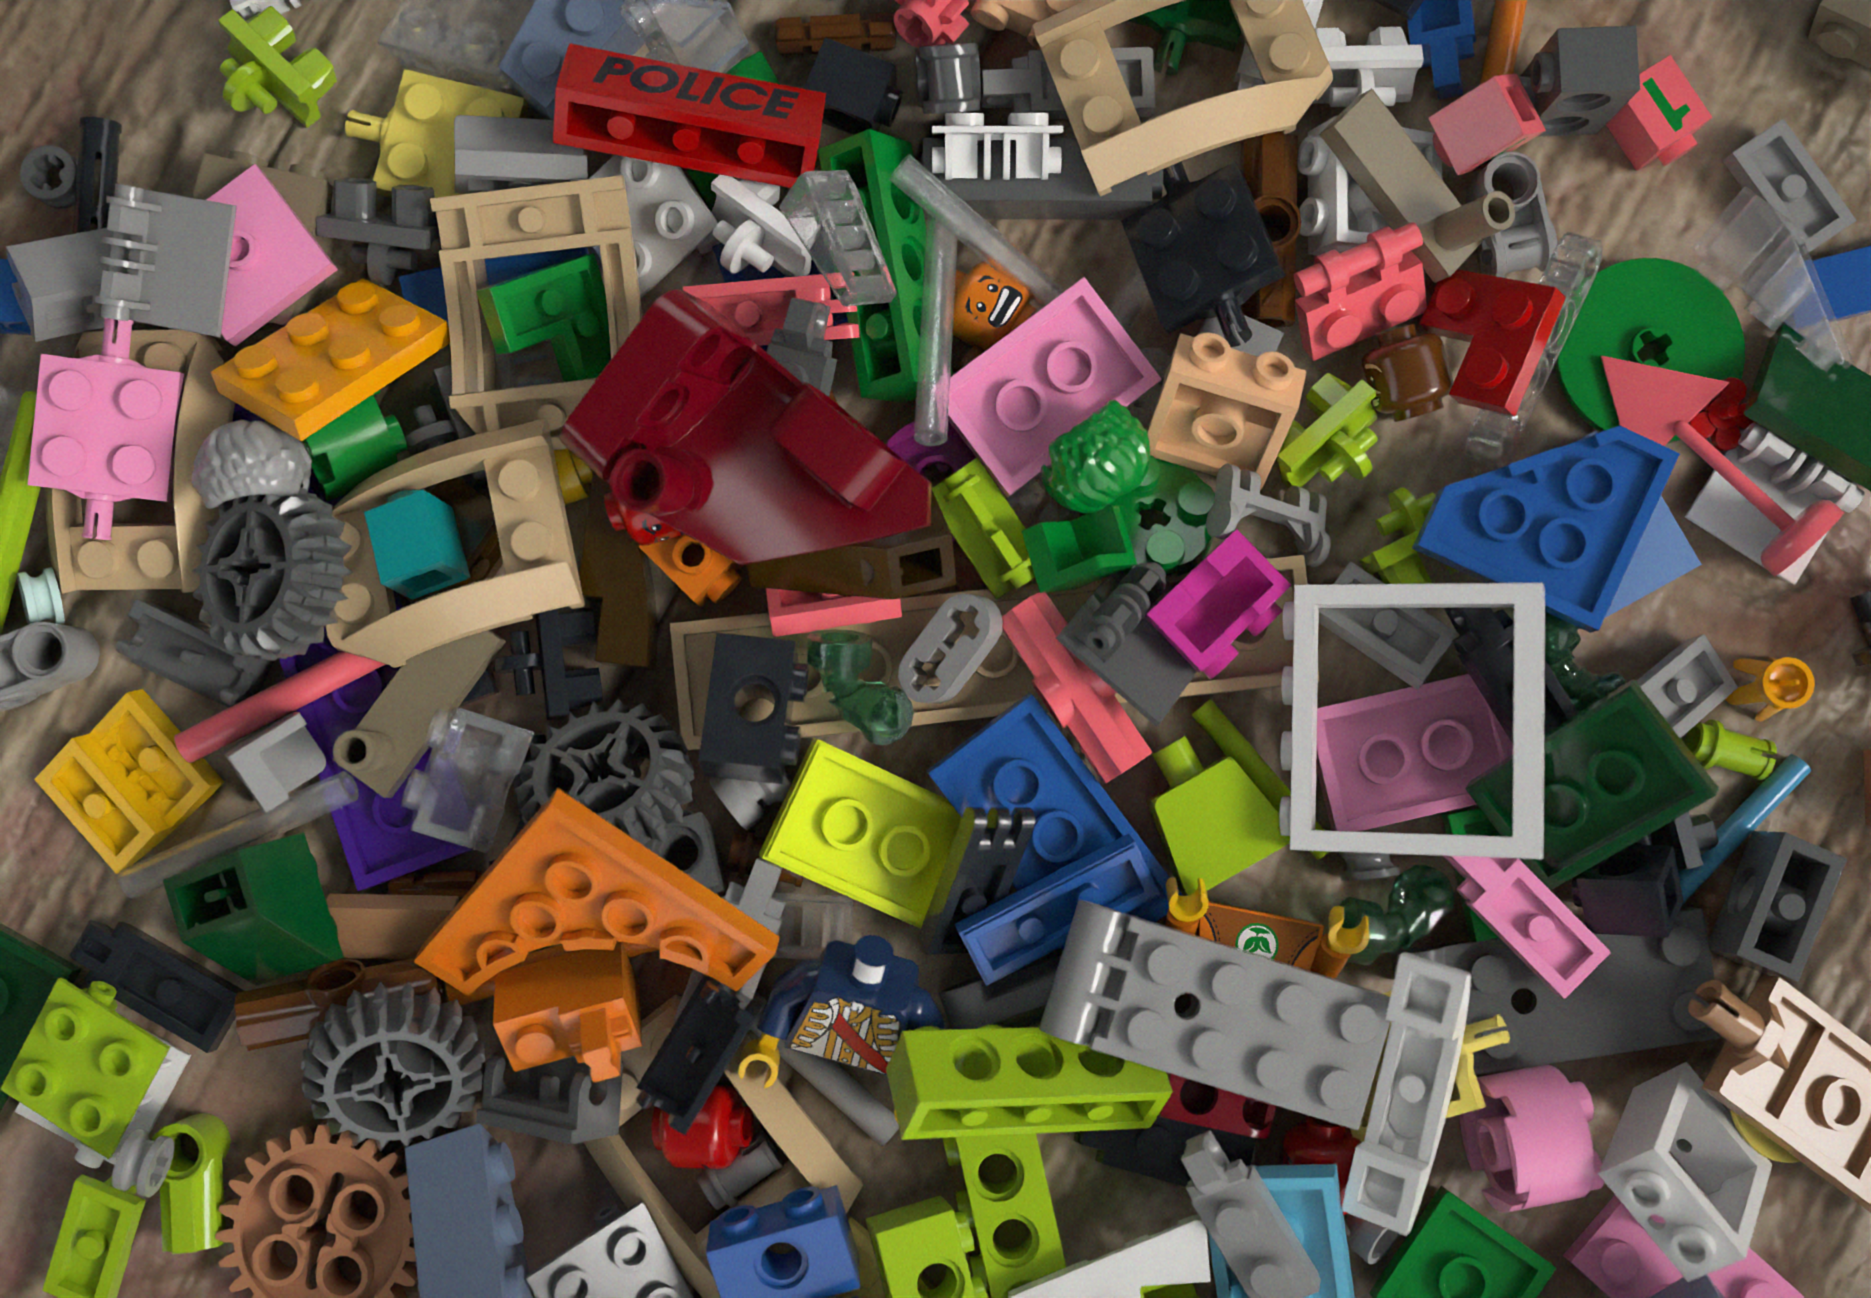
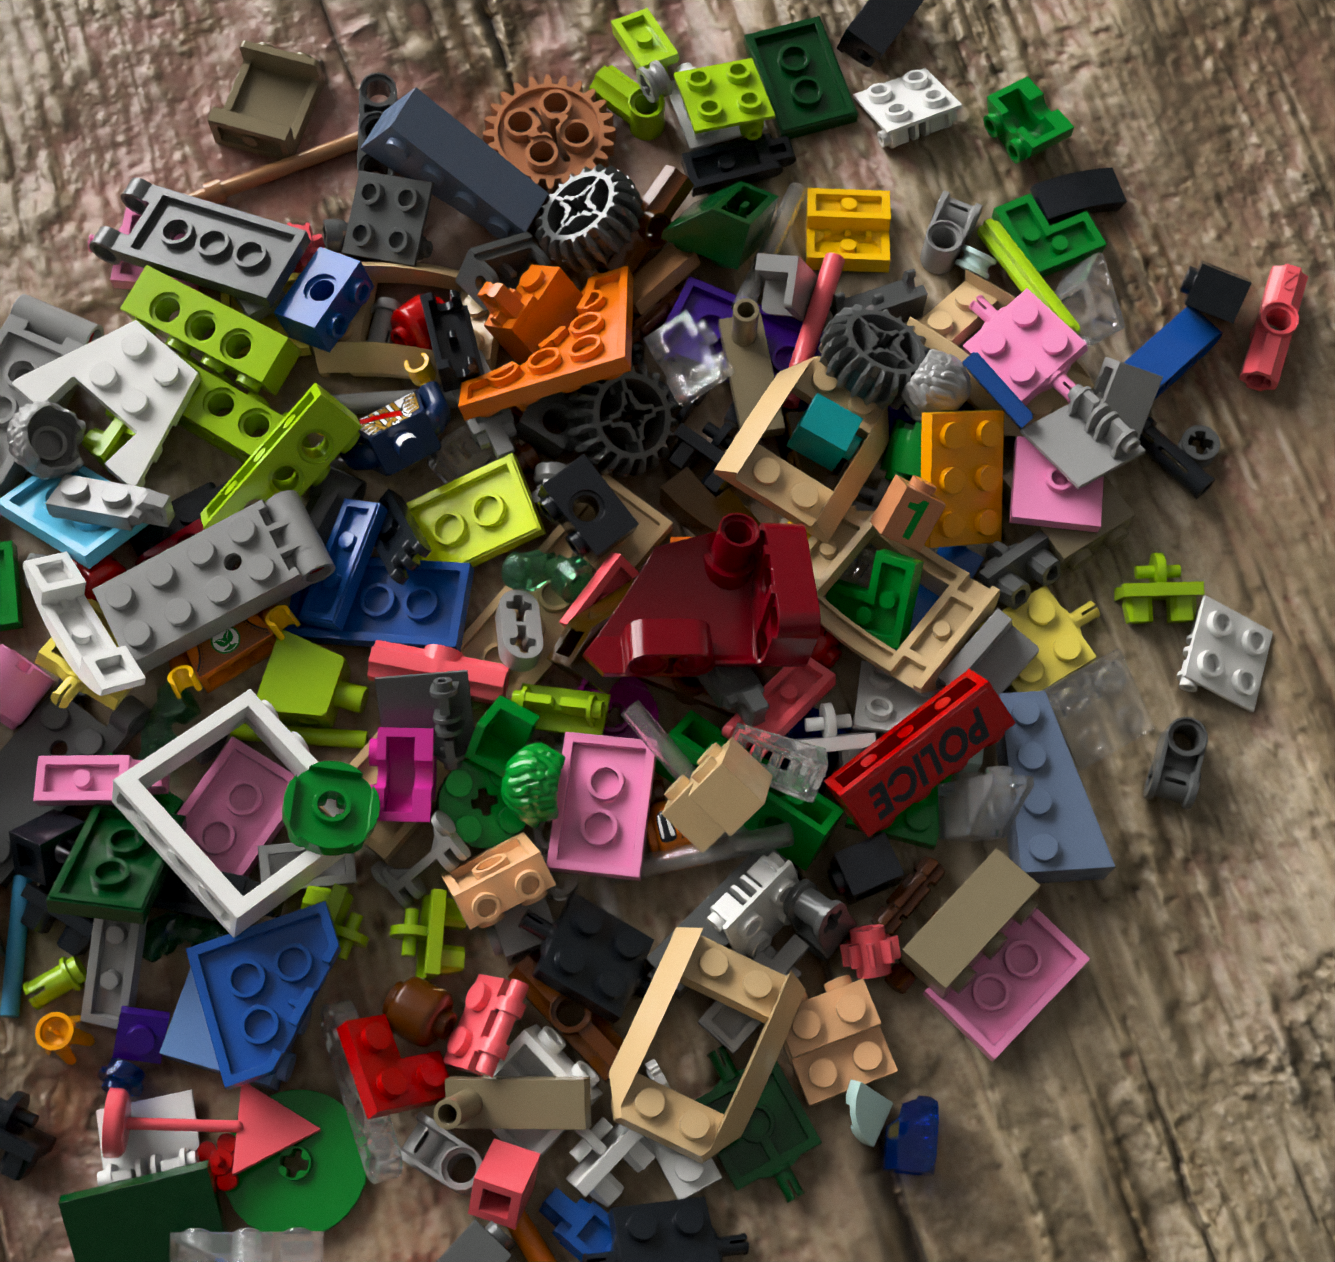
camera: 130 degrees right, 15 degrees down
(190, 399) = (998, 389): none -> blue tile
(434, 354) = (908, 511): none -> nougat brick
(935, 247) = (718, 795): none -> tan brick
(1332, 588) = (324, 834): none -> green plate
(1694, 611) = (140, 1034): none -> dark purple plate
(1748, 587) = (122, 1075): none -> clear blue plate

